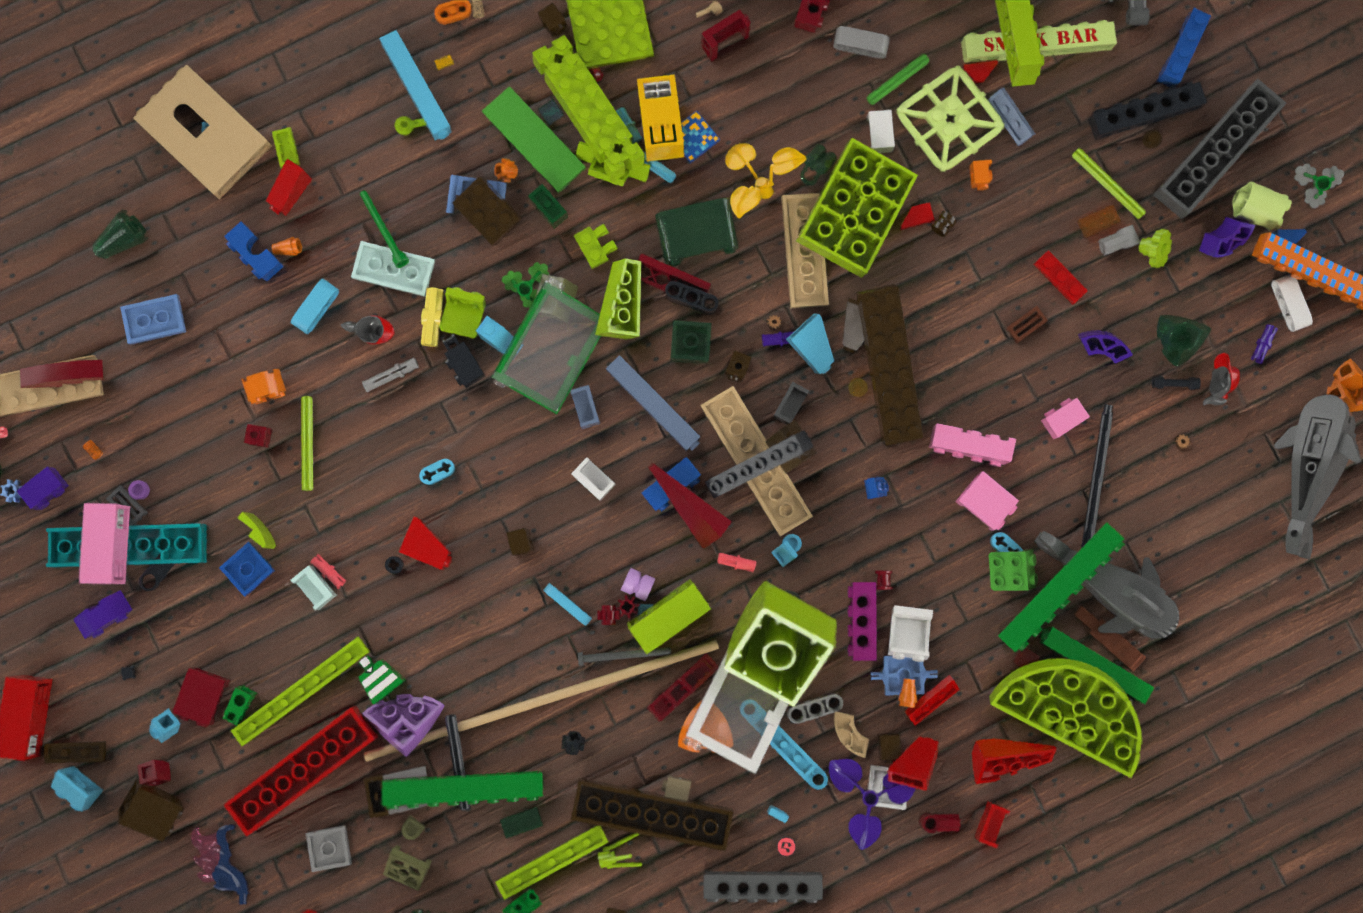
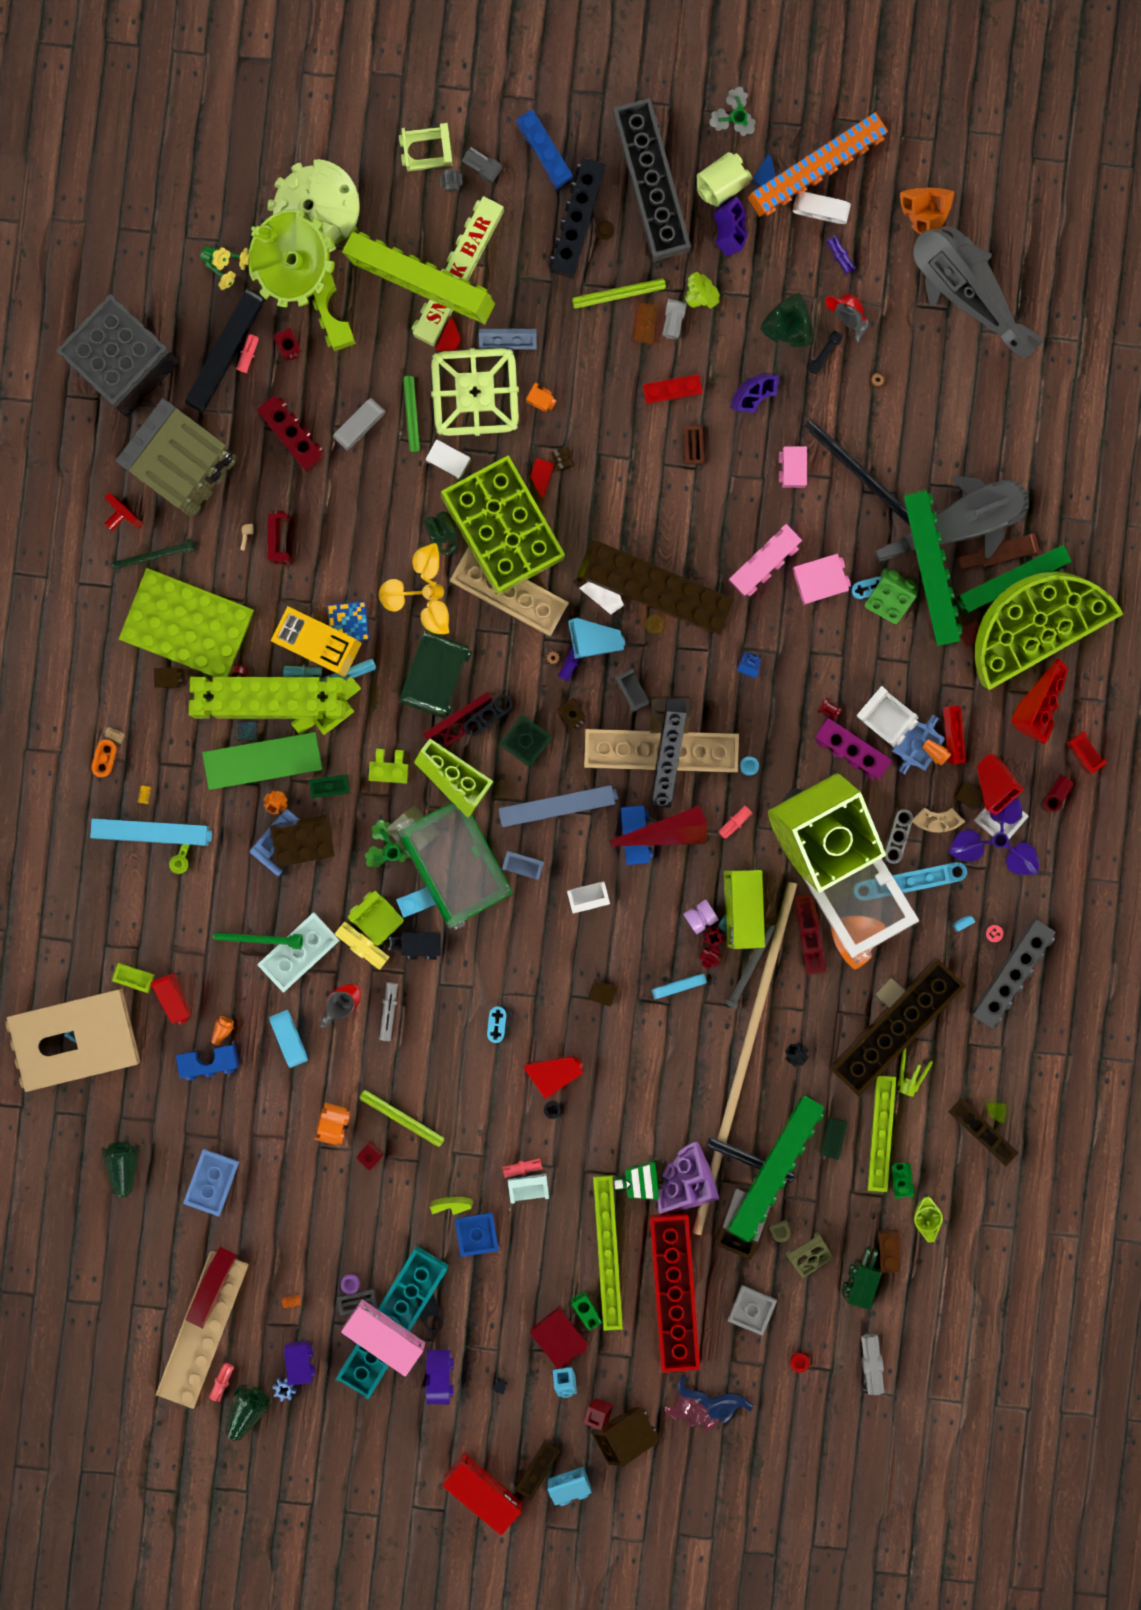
camera: 50 degrees left, 5 degrees up
(784, 554) = (754, 778): medium azure tile -> none

